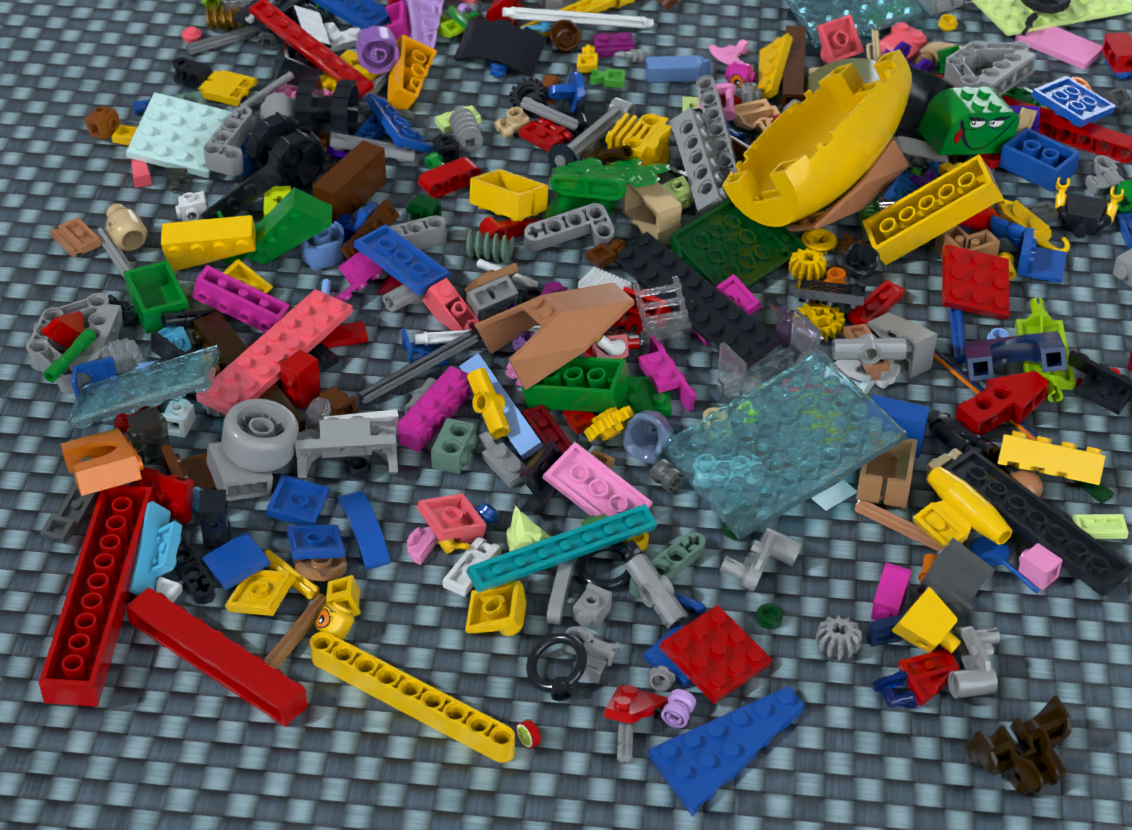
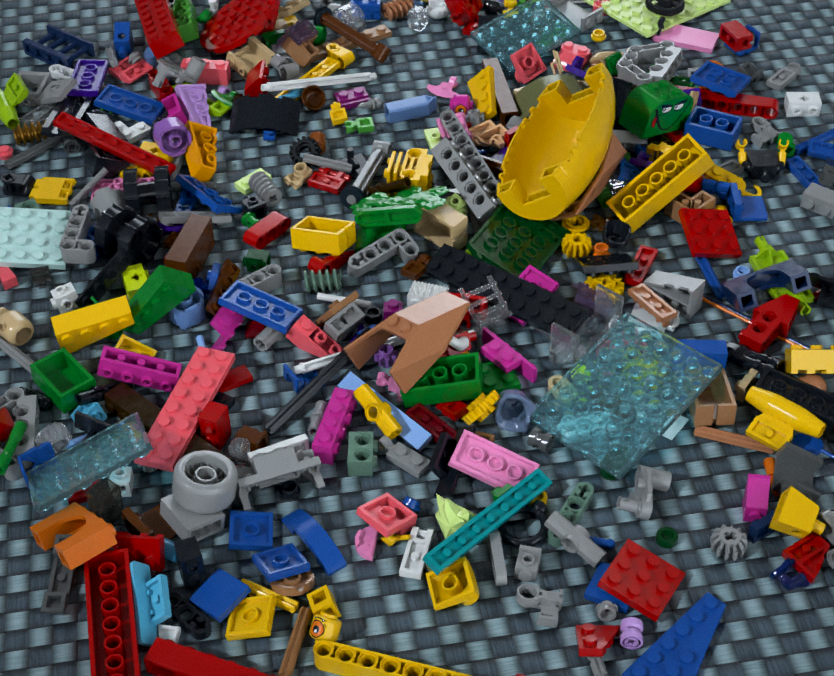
camera: 15 degrees left, 0 degrees up
(560, 686) = (531, 638): black piece -> none
(572, 91) = (339, 141): blue tile -> none
(869, 349) = (658, 303): light grey piece -> none

